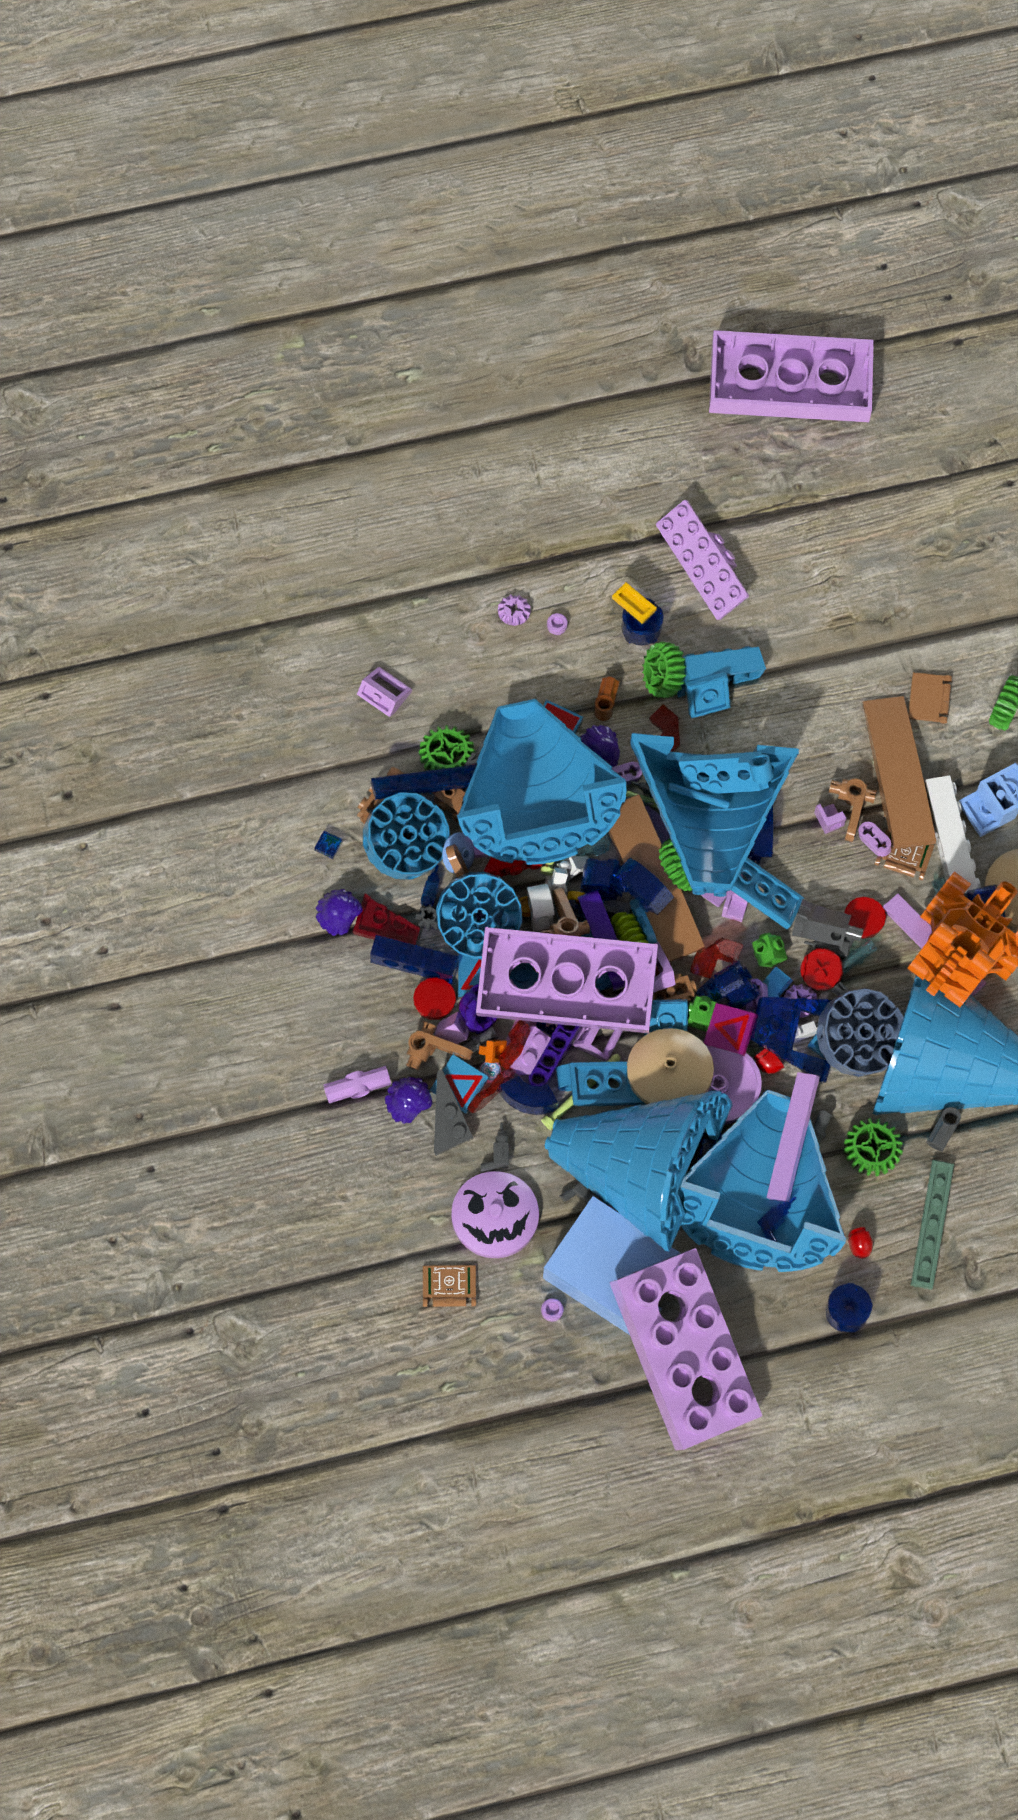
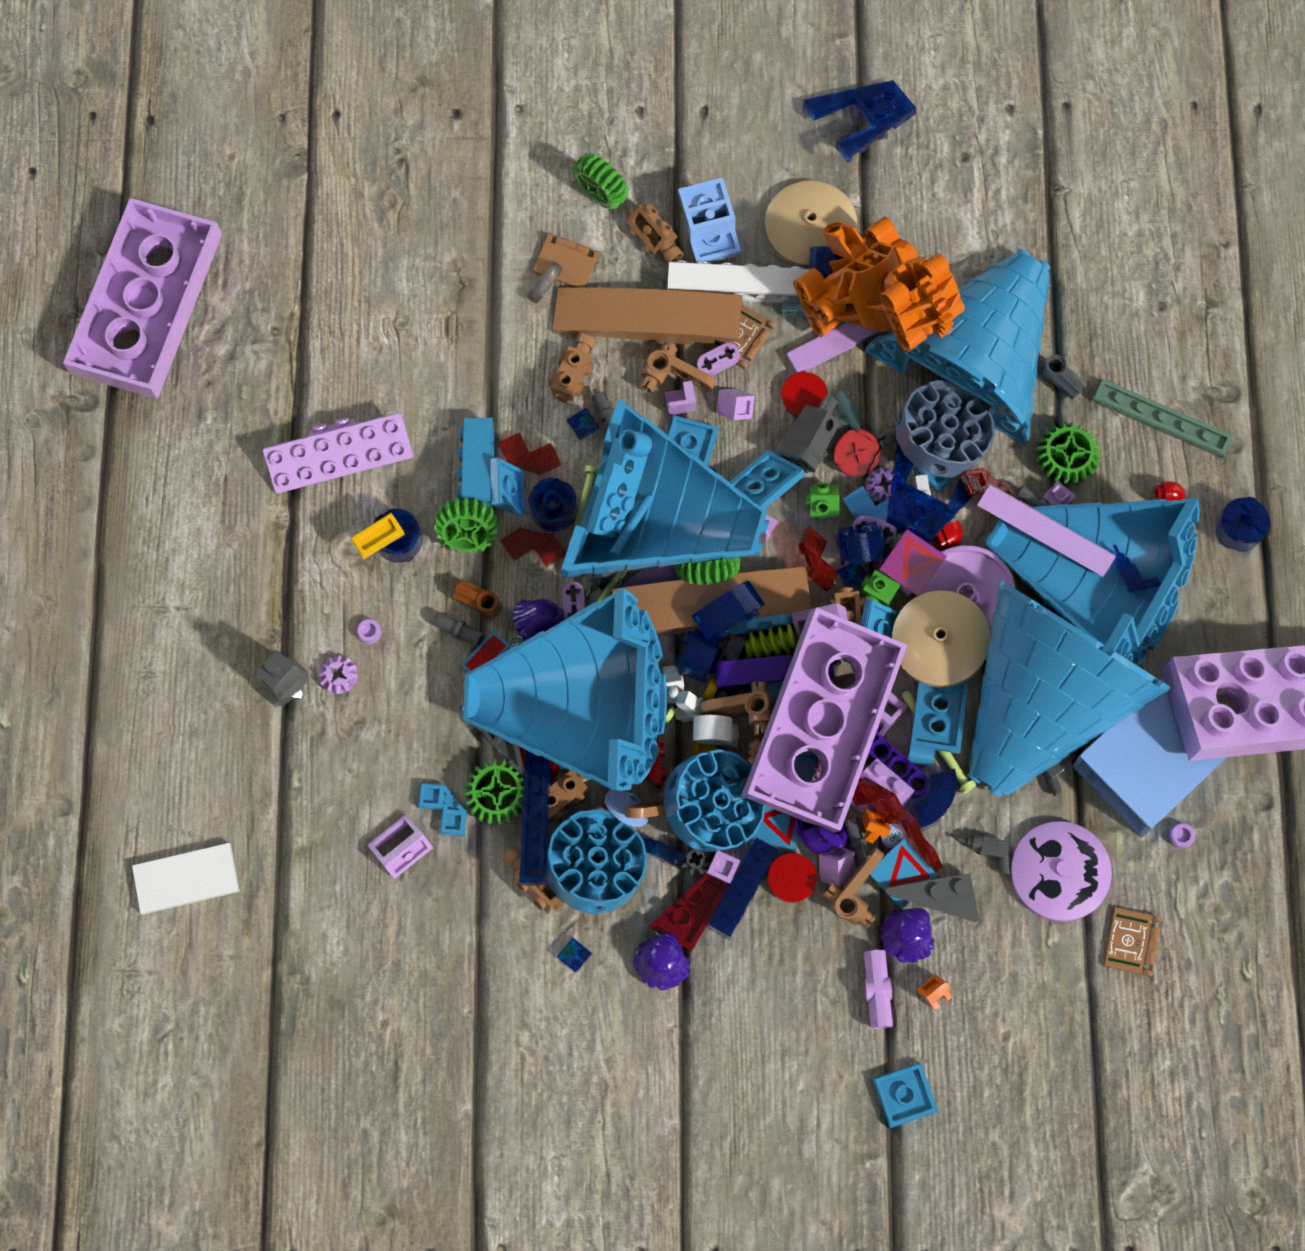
camera: 70 degrees left, 5 degrees up
(275, 1126) = (905, 1095): none -> dark azure tile
(318, 541) = (185, 878): none -> white tile
(367, 1128) = (934, 989): none -> orange tile
(420, 726) = (453, 813): none -> dark azure tile
(428, 937) = (724, 866): none -> lavender panel
(498, 565) = (281, 679): none -> dark grey piece
(576, 690) = (459, 629): none -> dark grey pin
(703, 734) = (562, 495): none -> clear blue brick
(741, 717) = (536, 461): none -> clear red tile
(785, 740) = (582, 424): none -> clear blue tile
(793, 834) = (694, 437): none -> dark azure tile
(802, 759) = (604, 407): none -> dark grey pin
(825, 1085) = (977, 480): none -> clear red tile
(827, 727) = (573, 371): none -> medium nougat brick
(831, 1148) = (1058, 495): none -> lavender tile
(838, 861) = (735, 404): none -> lavender panel
(903, 683) = (544, 282): none -> clear smoke axle
(976, 759) = (654, 232): none -> medium nougat brick

